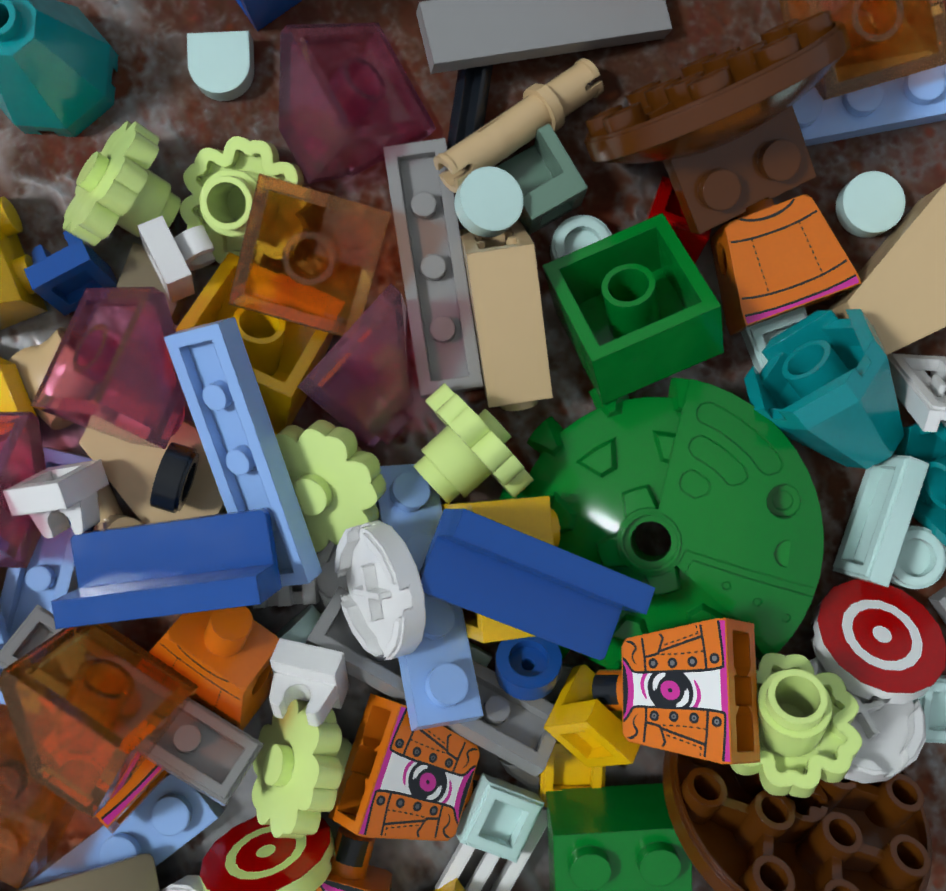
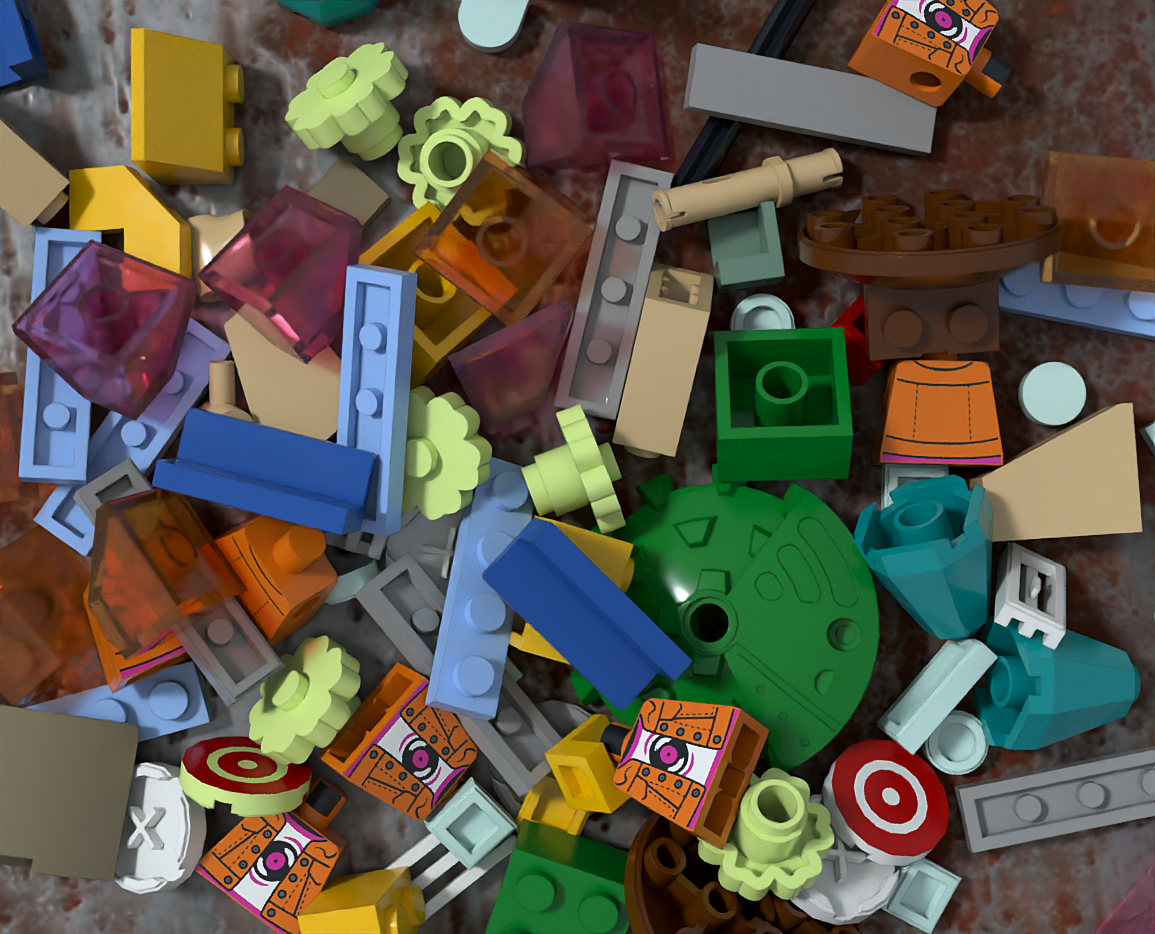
camera: 25 degrees right, 0 degrees up
(60, 494) = (195, 362): white tile -> none
(67, 273) = (272, 163): blue tile -> none
(174, 477) = (302, 393): black tile -> none
(176, 256) = (377, 188): white tile -> none
(307, 675) = (351, 621): white tile -> none
(384, 590) = (450, 567): white tile -> none
(488, 201) = (687, 253): light aqua tile -> none
(528, 667) = (553, 693): blue tile -> none

